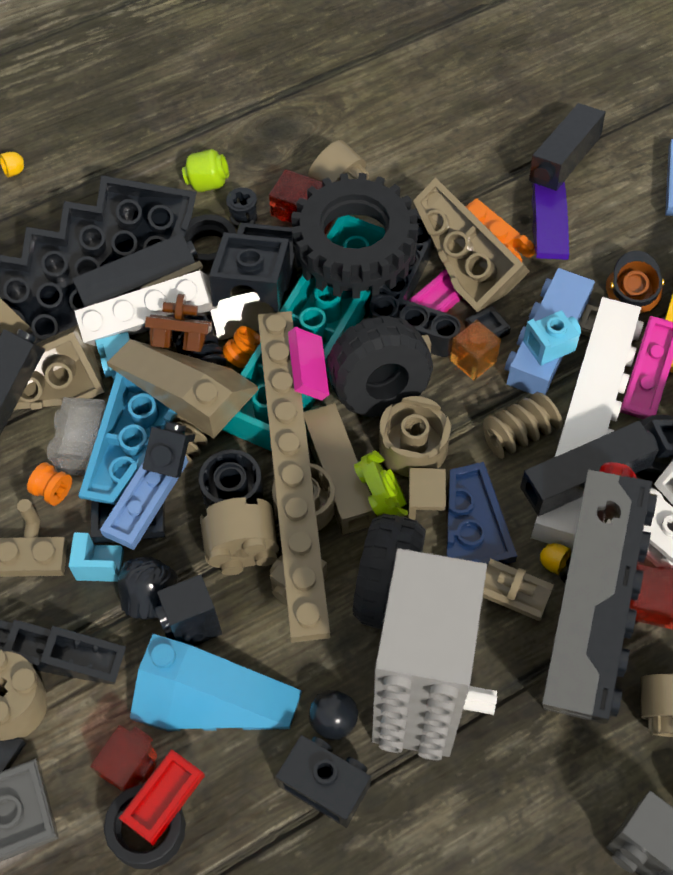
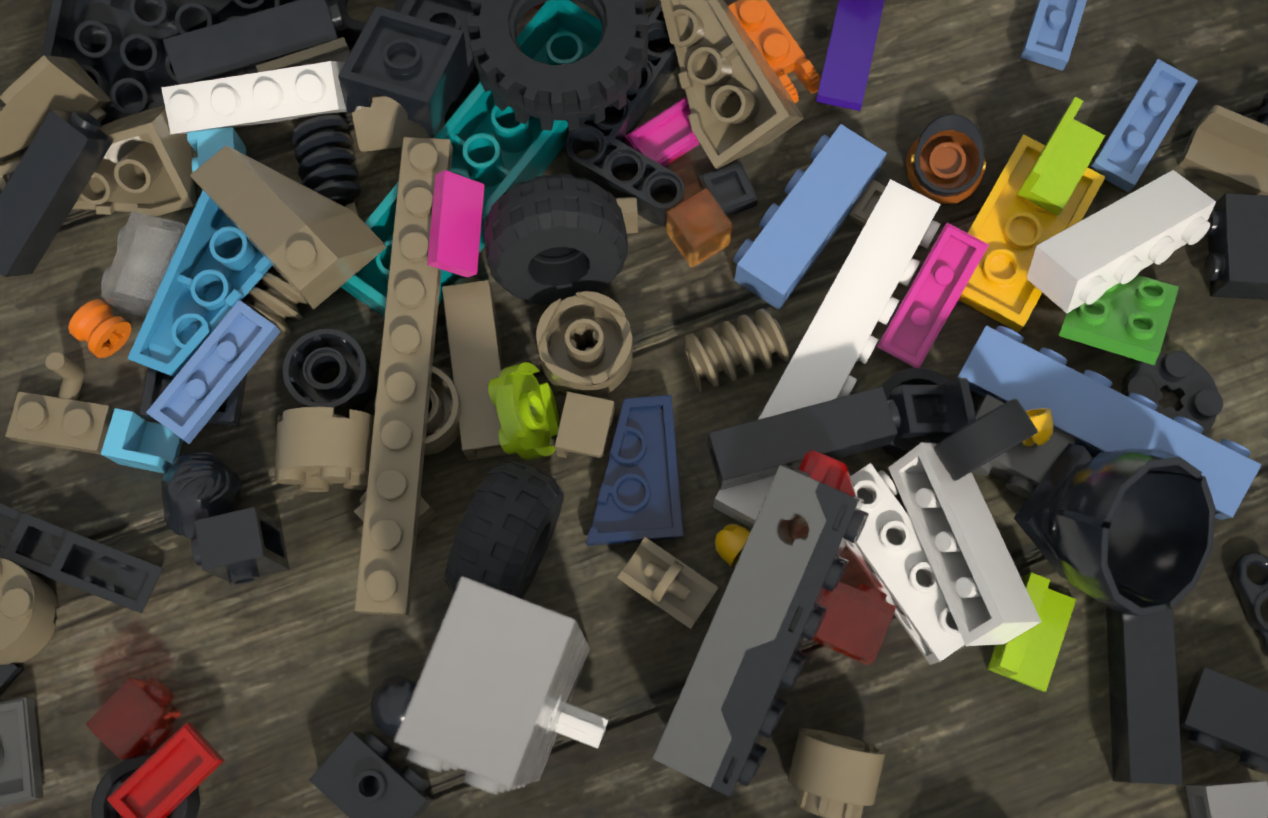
camera: 10 degrees right, 15 degrees up
(162, 326) = (292, 130): reddish brown hips -> none
(167, 449) = (248, 316): black bracket -> none
(199, 690) = (244, 646): dark azure wedge -> none
(242, 347) = (381, 171): orange wheel -> none
(552, 337) = (791, 244): medium azure brick -> none

